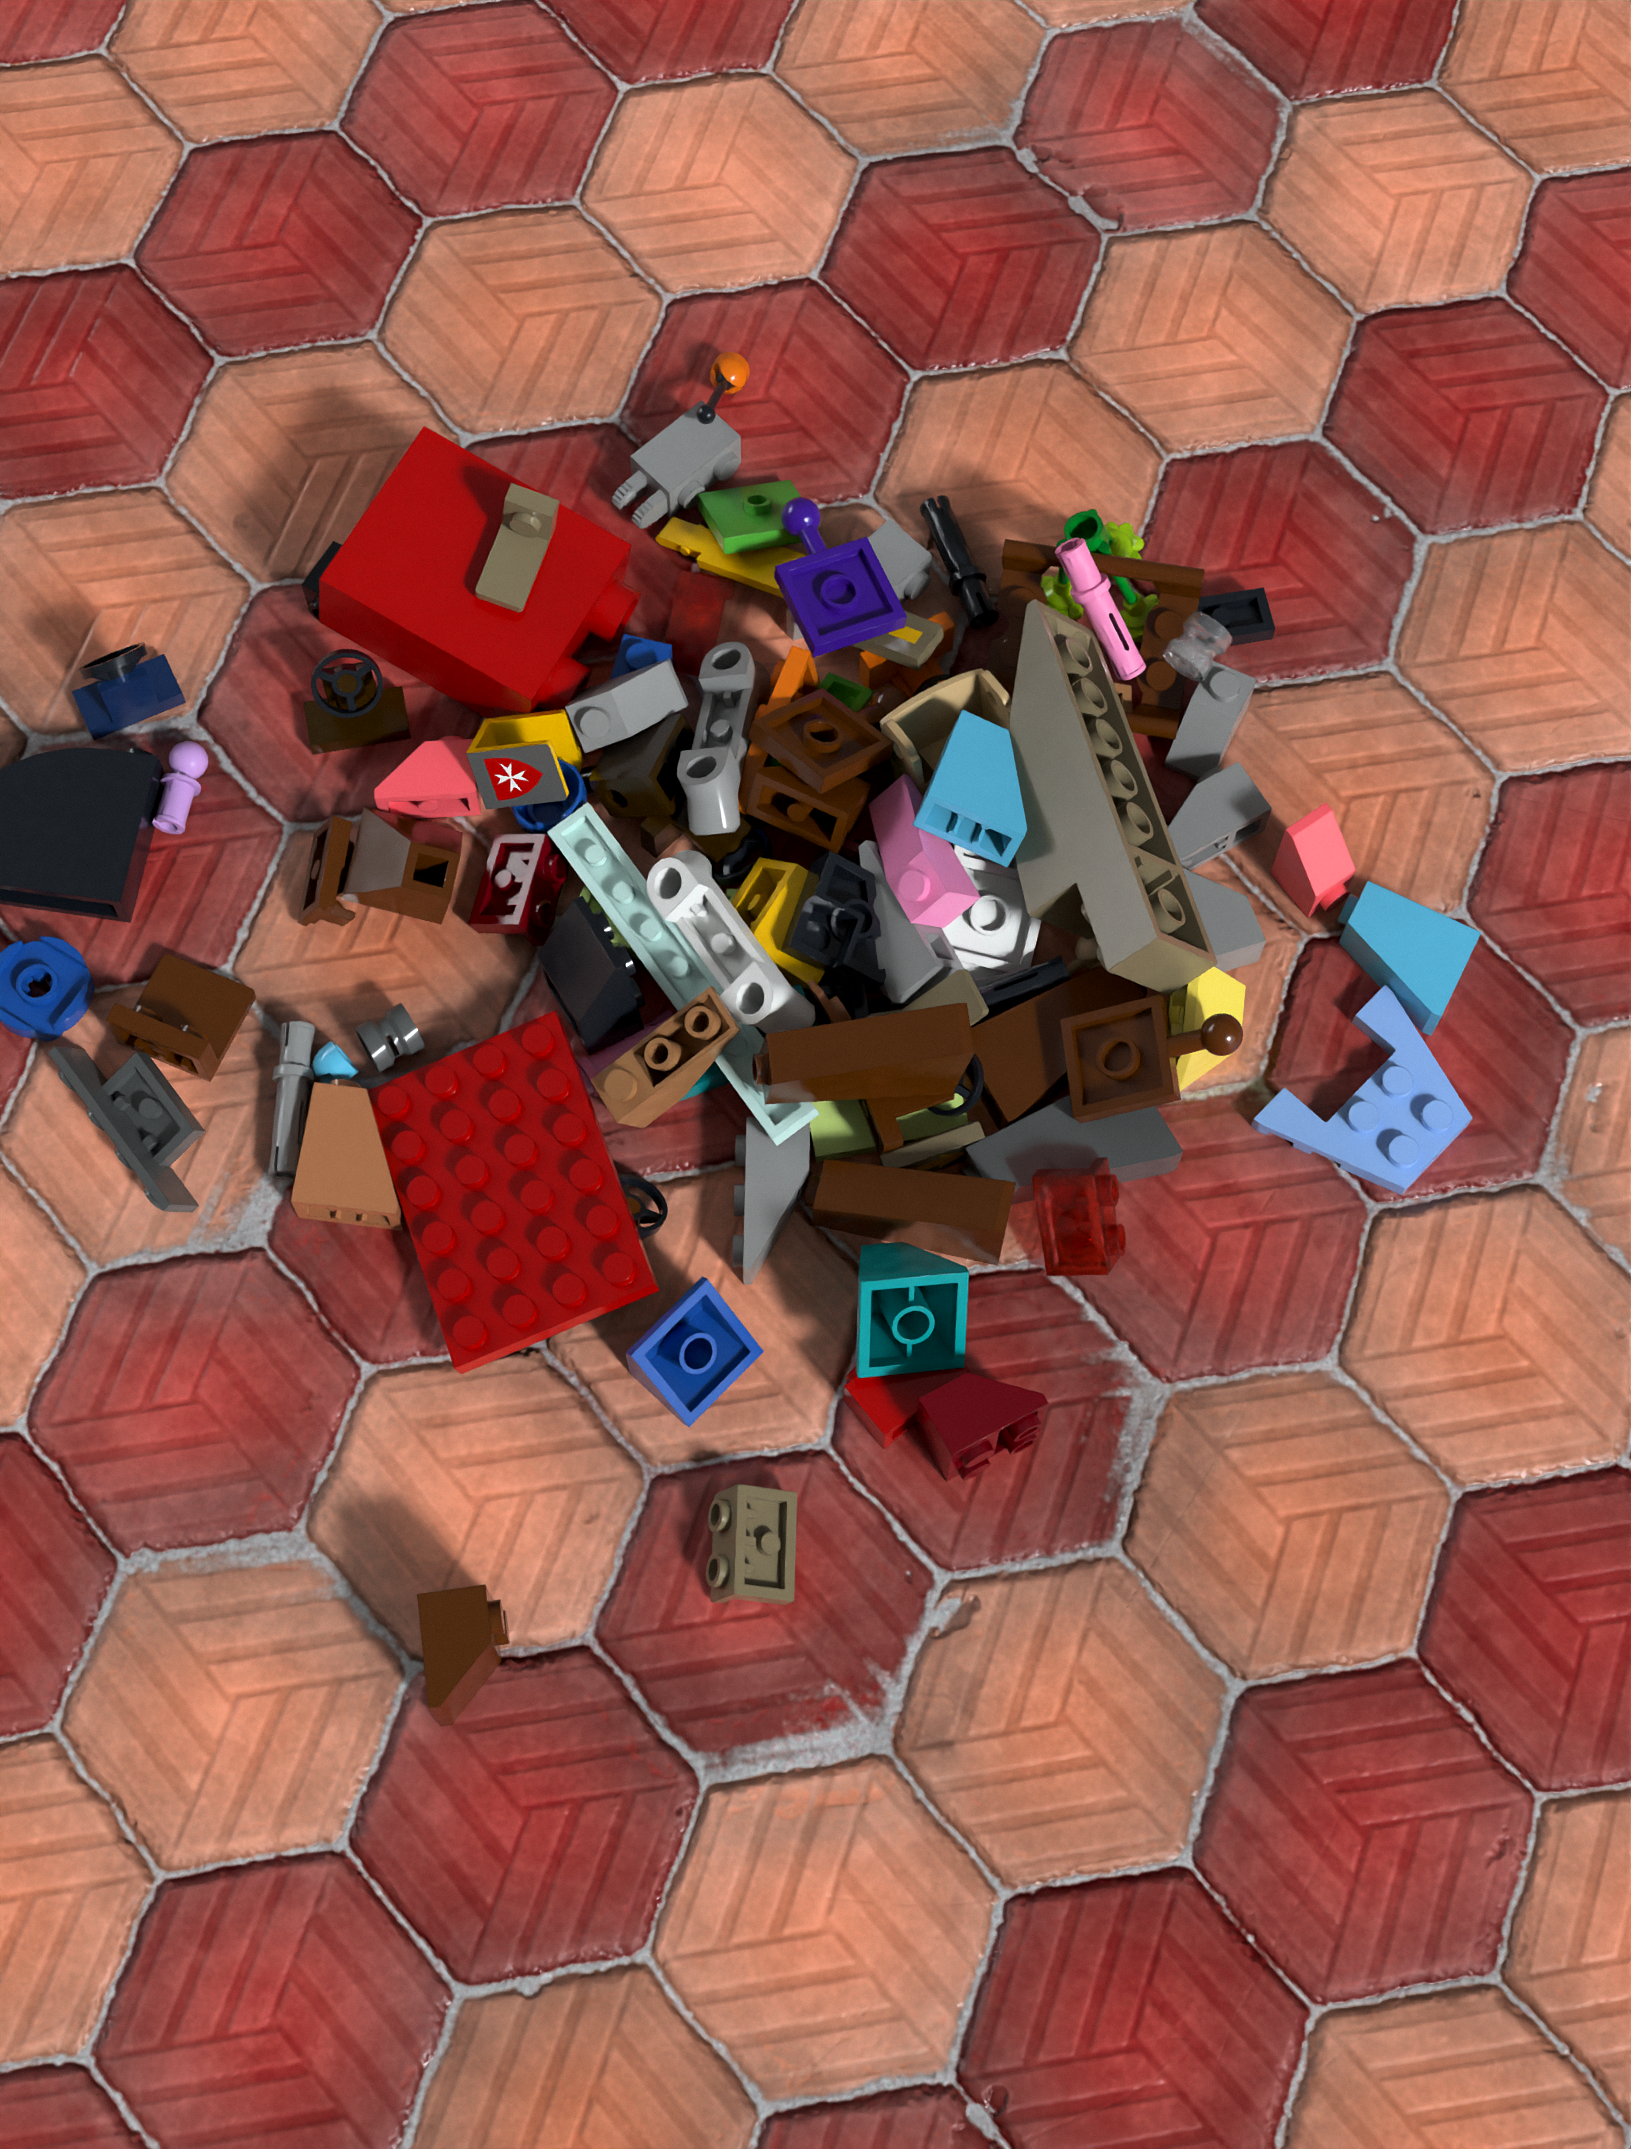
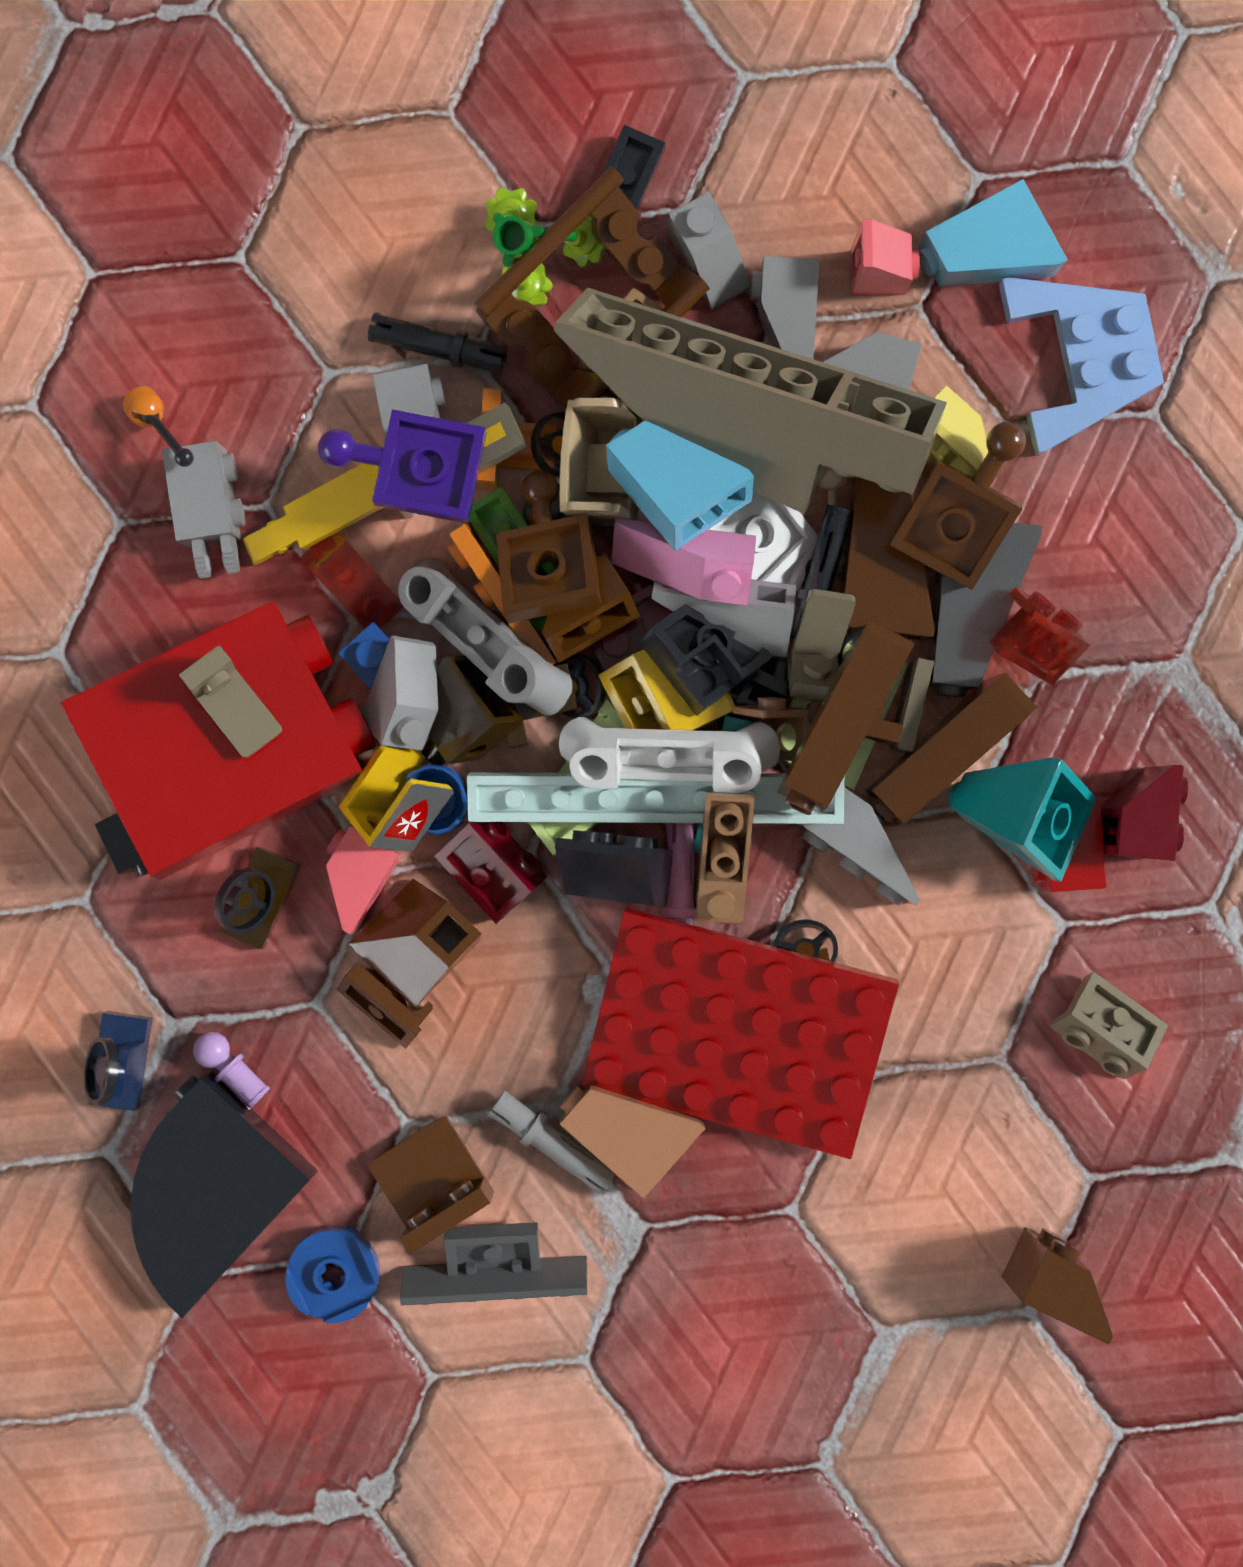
camera: 55 degrees left, 20 degrees up
(333, 1064) = (544, 1093): medium azure hinge -> none
(401, 1034) = (551, 1041): dark grey wheel -> none
(693, 1353) = (944, 978): blue slope -> none
(748, 516) = (291, 478): bright green plate -> none
(1091, 591) = (567, 268): bright pink pin -> none
(1197, 646) = (660, 228): clear wheel -> none

